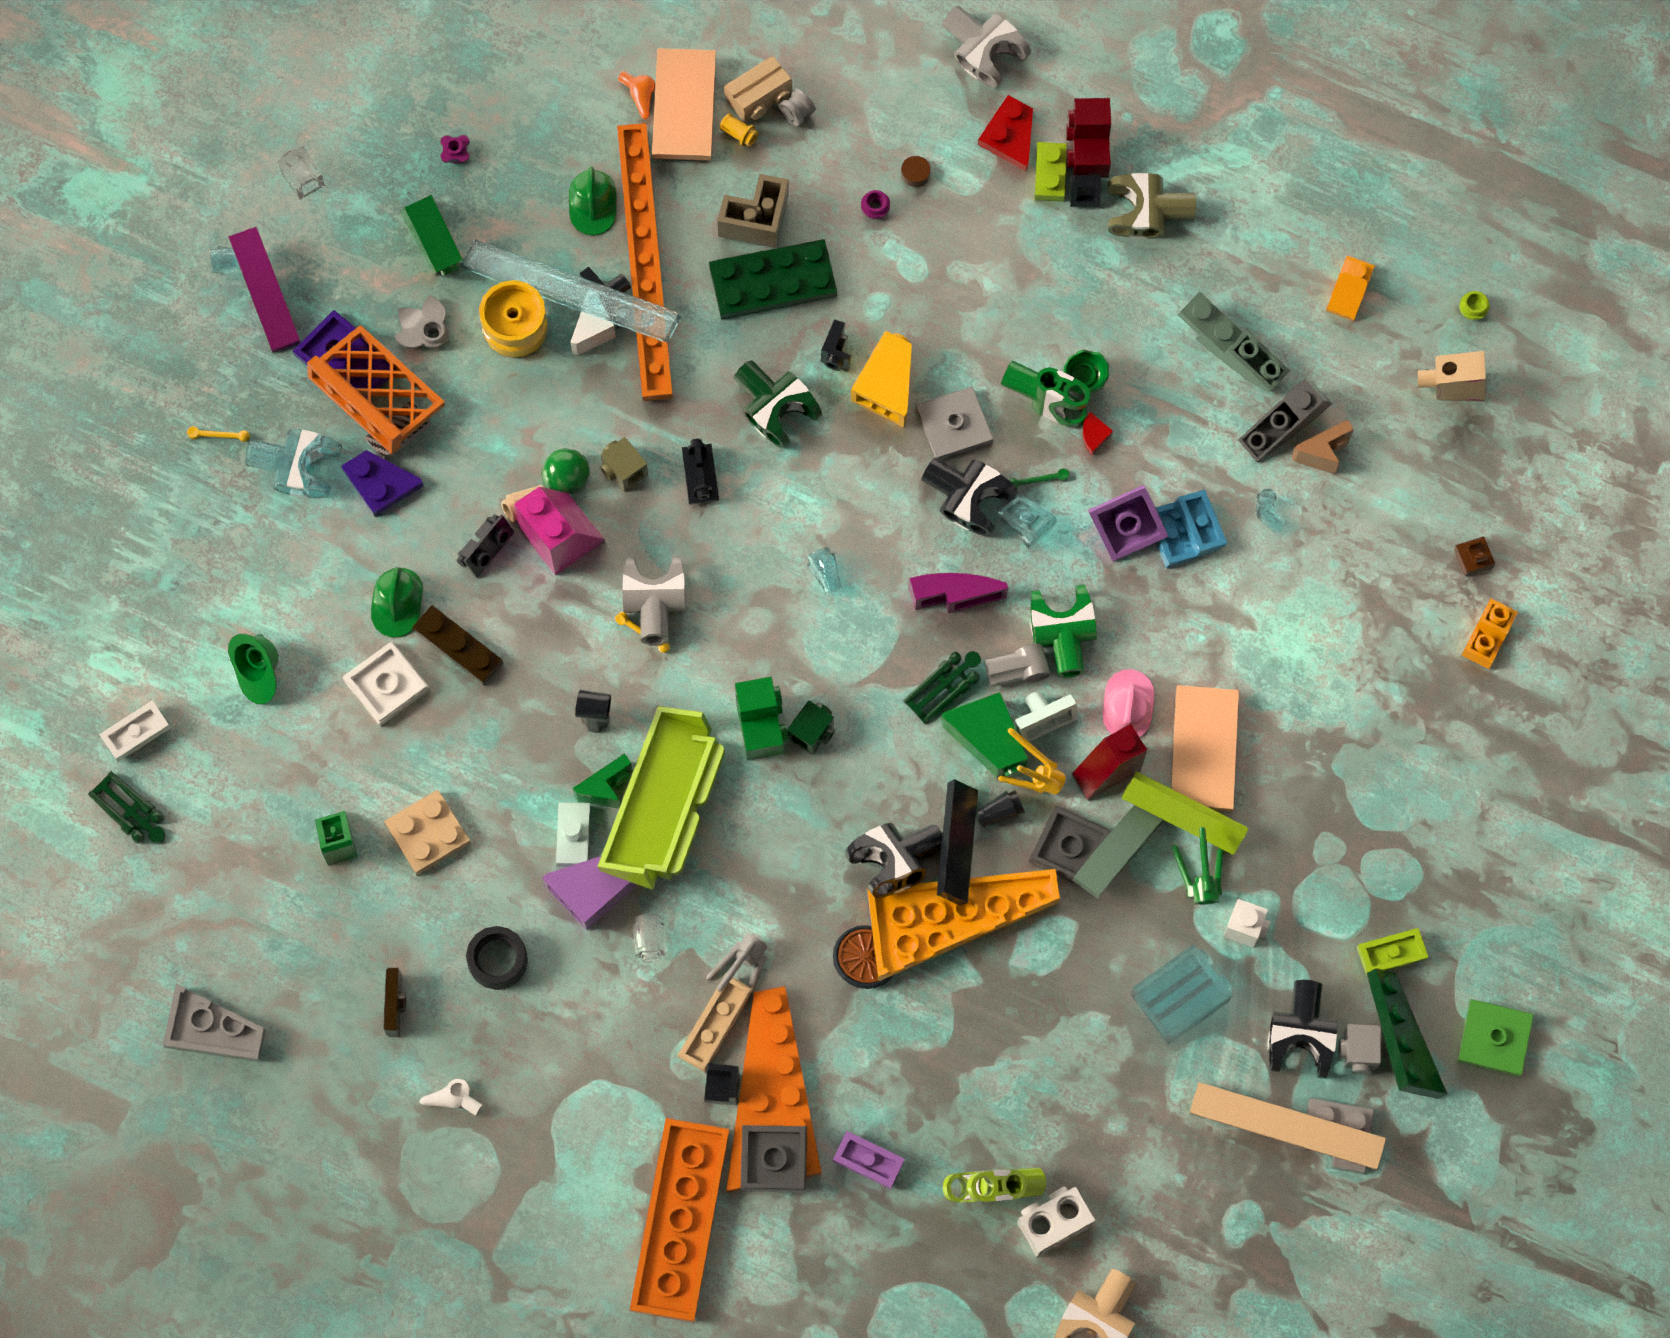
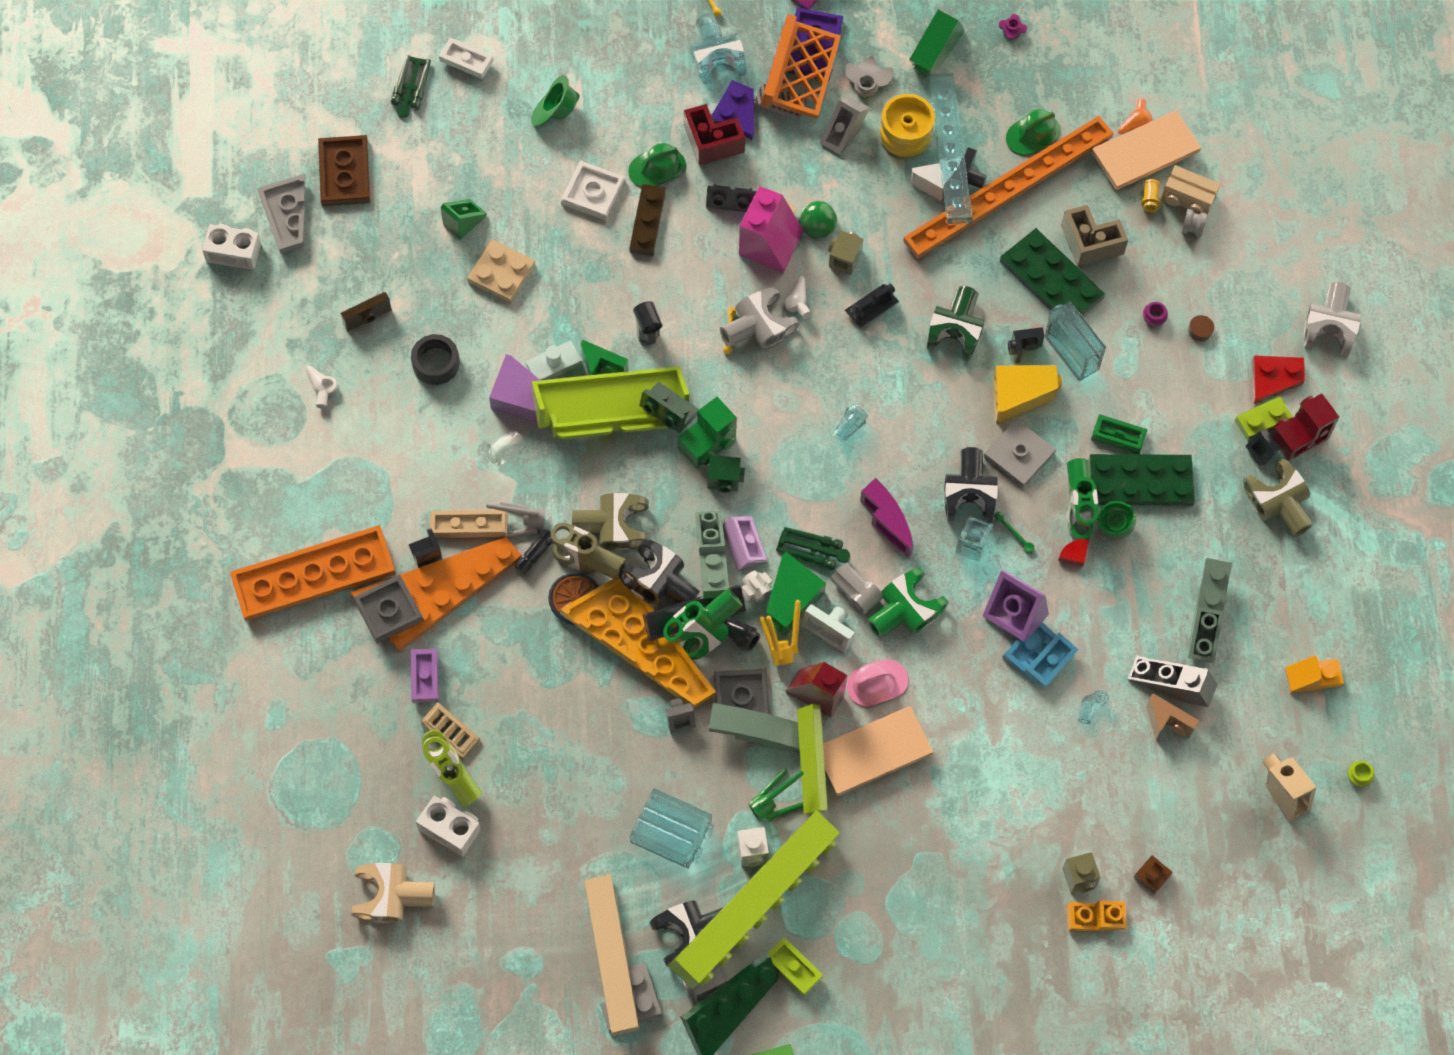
camera: 60 degrees right, 5 degrees down
(194, 937) = (344, 170): none -> reddish brown tile
(227, 1114) = (230, 252): none -> white brick
(401, 530) = (711, 140): none -> dark red brick
(470, 381) = (844, 124): none -> light grey slope
(648, 543) = (797, 299): none -> white animal
(704, 742) = (668, 407): none -> dark green bracket
(787, 970) = (534, 552): none -> black axle
(799, 873) = (611, 519): none -> olive connector
(822, 928) = (584, 553): none -> olive connector
(867, 297) = (1074, 341): none -> clear light blue brick
(898, 751) = (744, 542): none -> lavender slope
(898, 791) = (711, 553): none -> sand green slope
(922, 1176) = (437, 711): none -> tan slope
(961, 764) = (756, 586): none -> white gear
(982, 836) = (703, 624): none -> green connector
(995, 325) = (1115, 437): none -> green tile
(1052, 320) = (1143, 479): none -> dark green plate
(1061, 920) = (680, 716): none -> dark grey tile
(1311, 951) = (754, 899): none -> lime brick
(1443, 621) = (1081, 873): none -> olive brick

